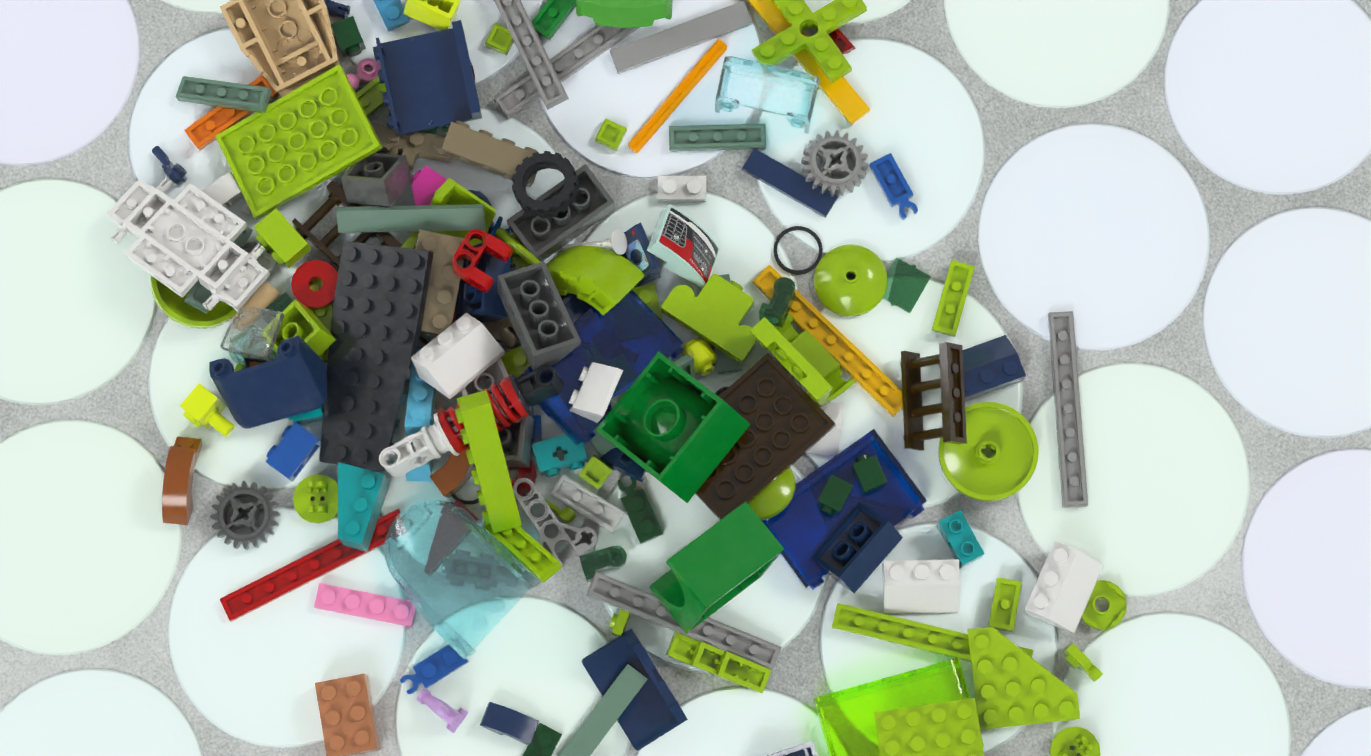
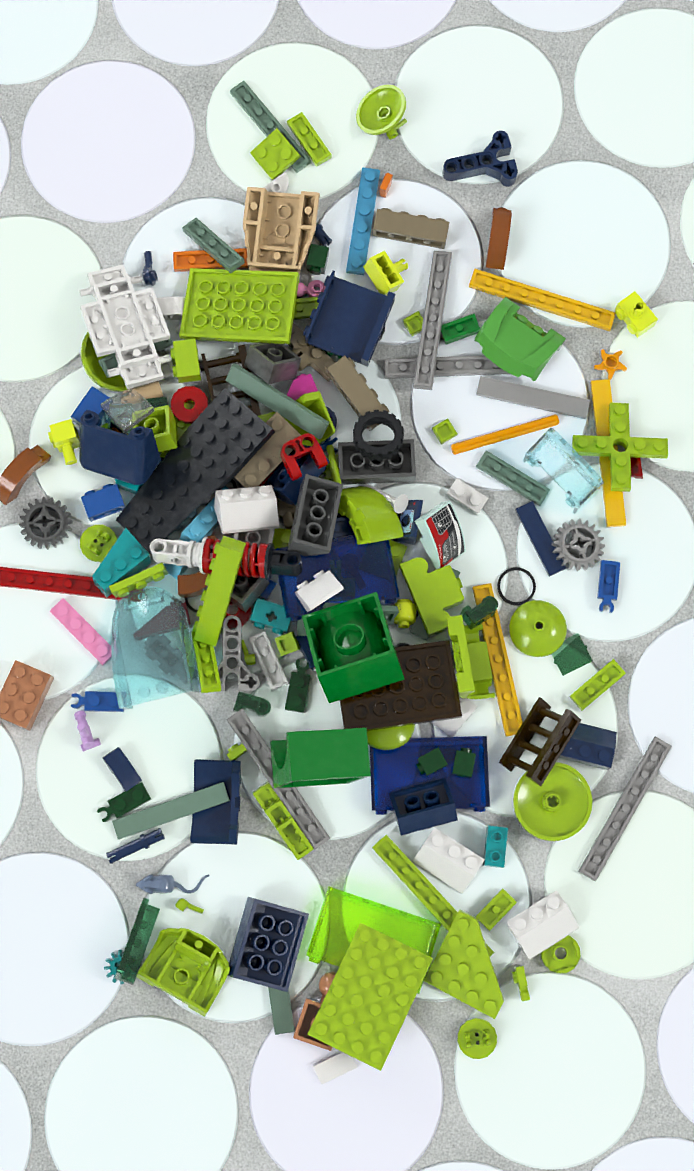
camera: 30 degrees right, 0 degrees up
(207, 350) = (90, 402): none -> blue brick
(392, 509) = (139, 580): none -> lime plate

